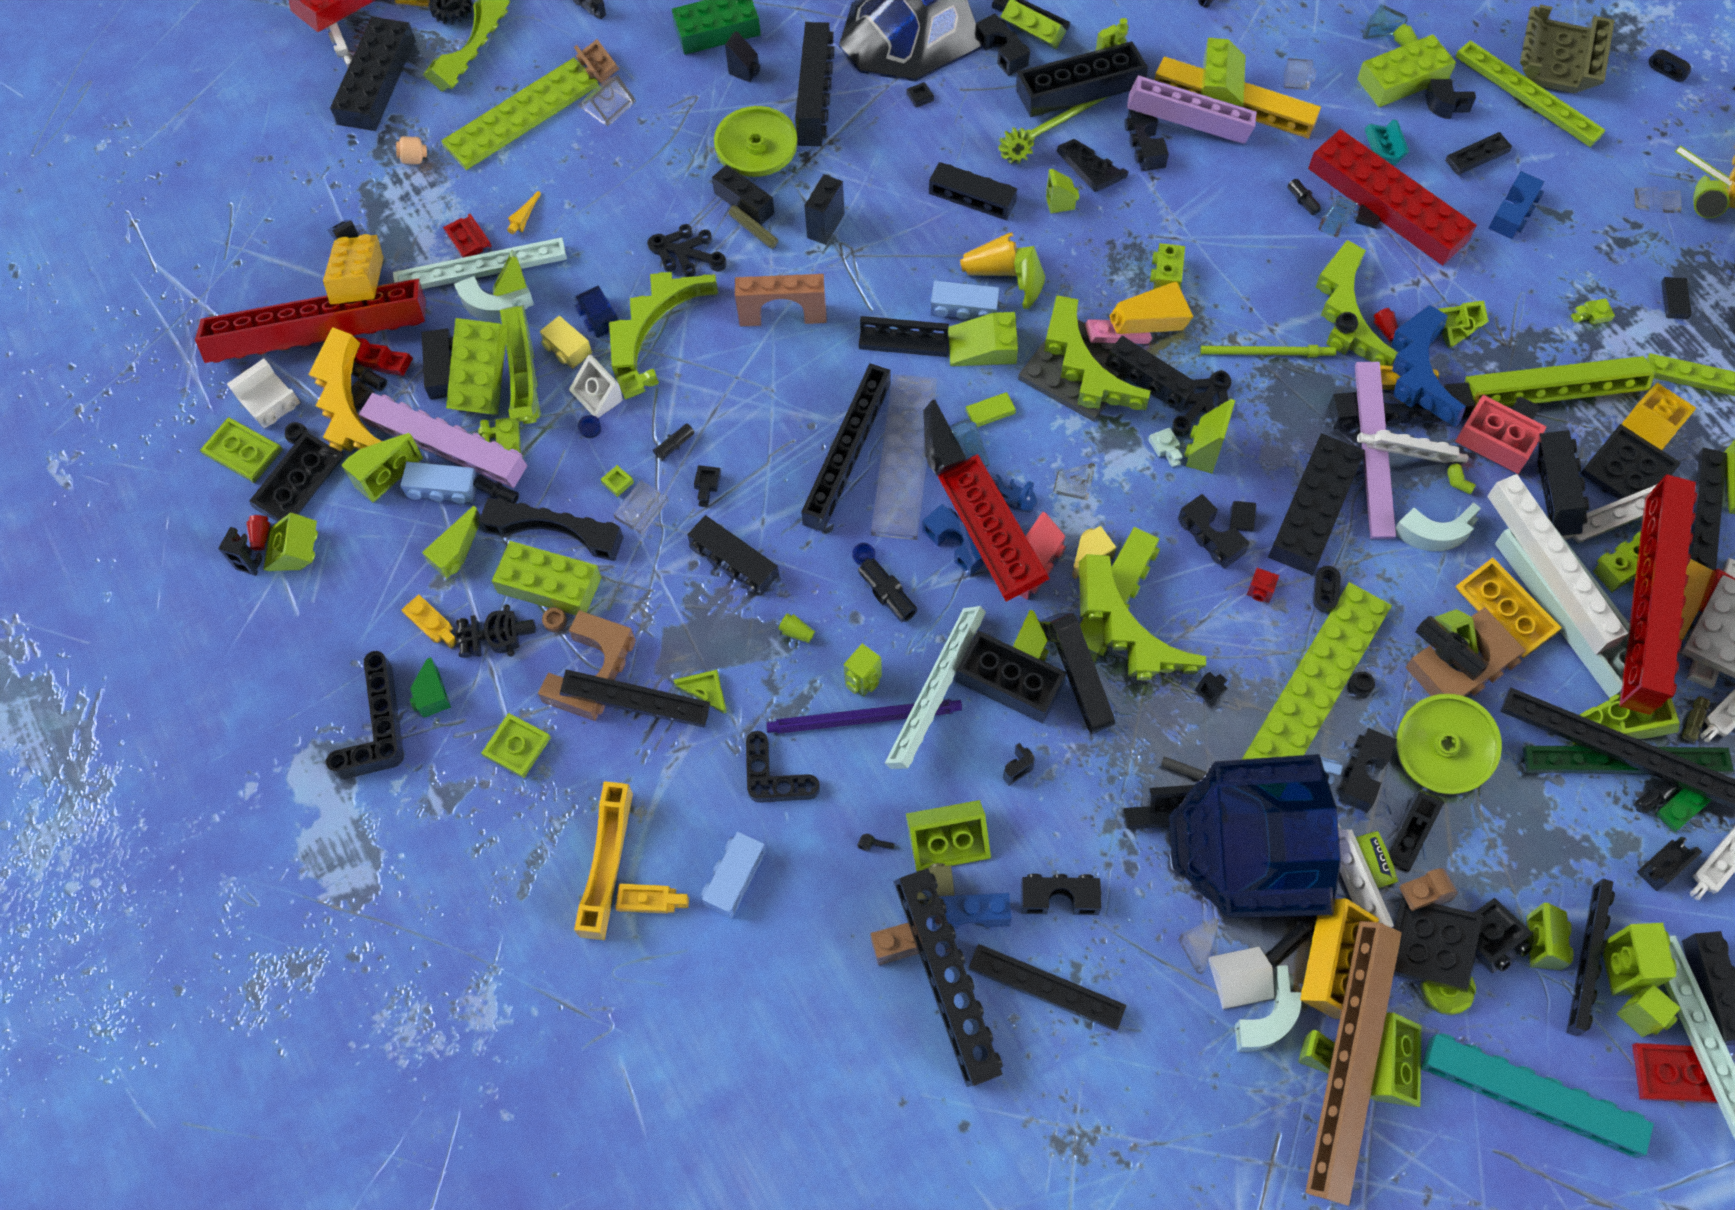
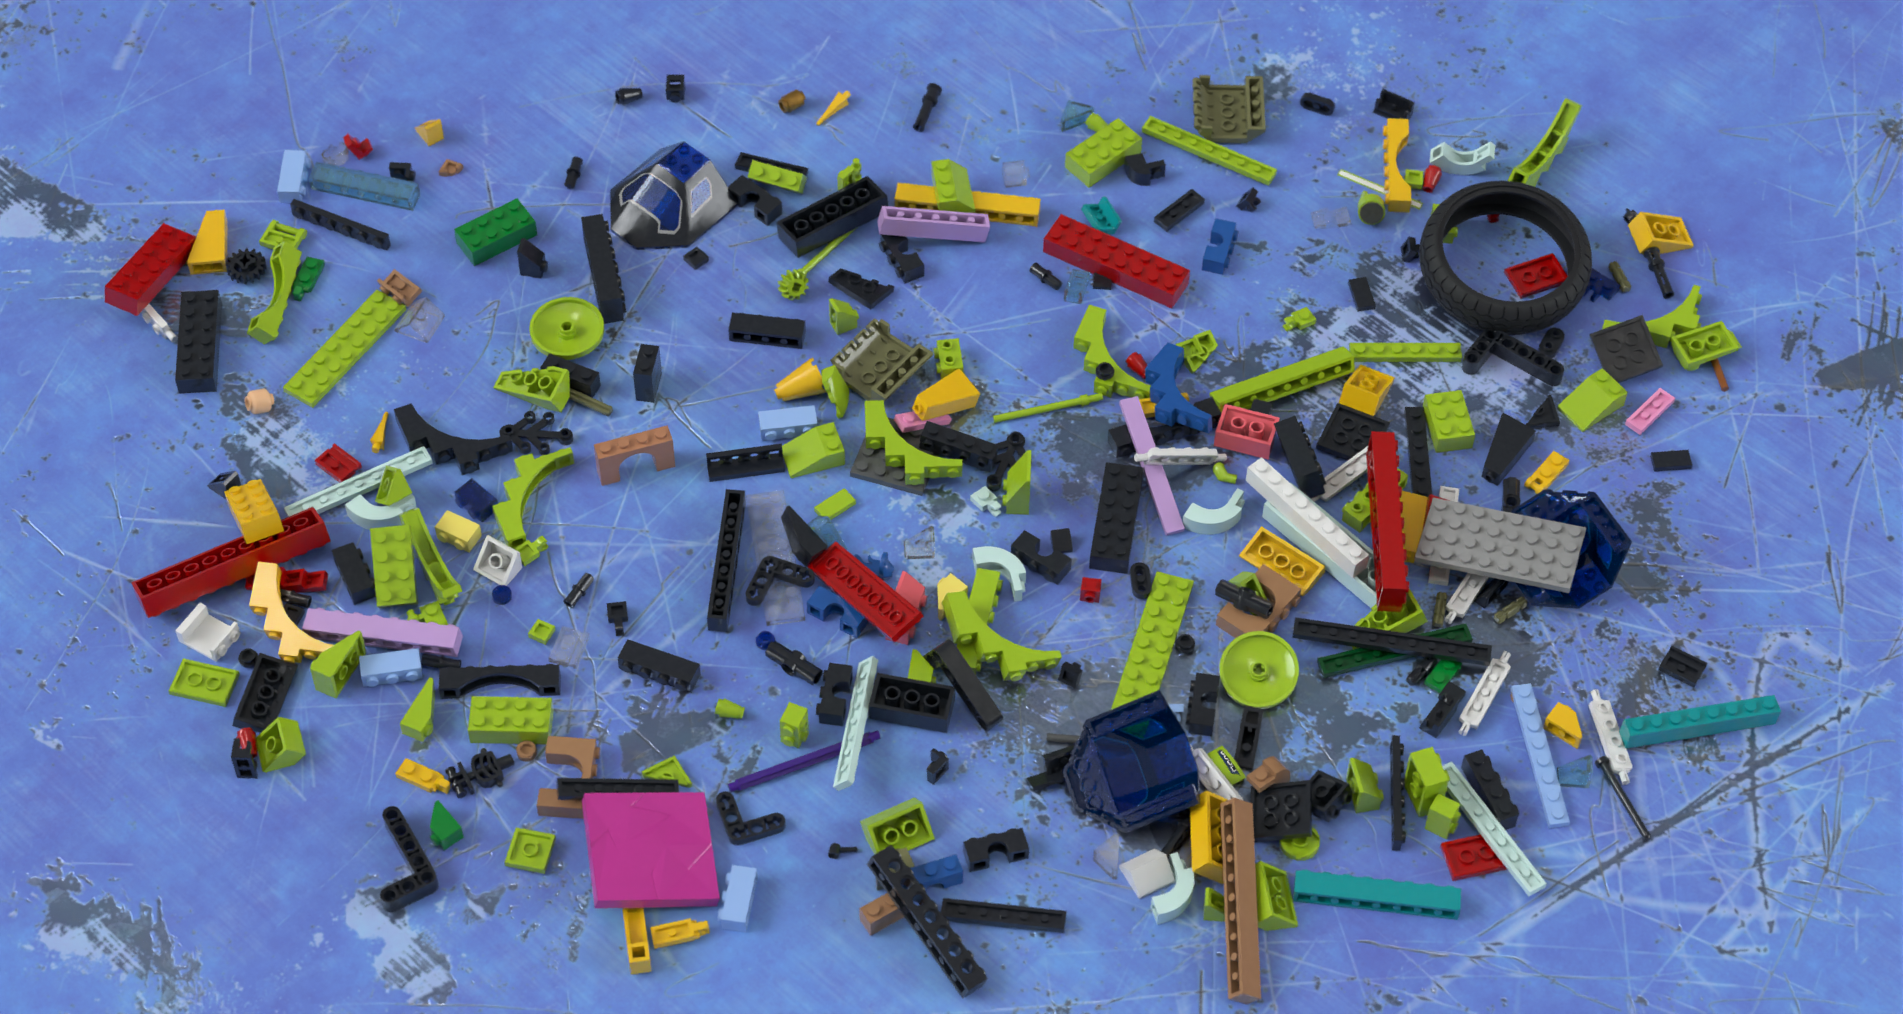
camera: 20 degrees left, 10 degrees down
(508, 30) = (307, 277): none -> green hinge
(583, 244) = (444, 447): none -> black arch
(646, 787) = (650, 850): none -> dark pink tile
(704, 198) = (542, 387): none -> lime wedge
(896, 474) = (776, 571): none -> black beam
(930, 623) = (836, 679): none -> black arch
(1086, 253) = (878, 361): none -> olive slope
(1166, 526) = (1003, 562): none -> light aqua arch
(1564, 159) = (1248, 199): none -> black tile
(1693, 833) = (1452, 690): none -> black tile

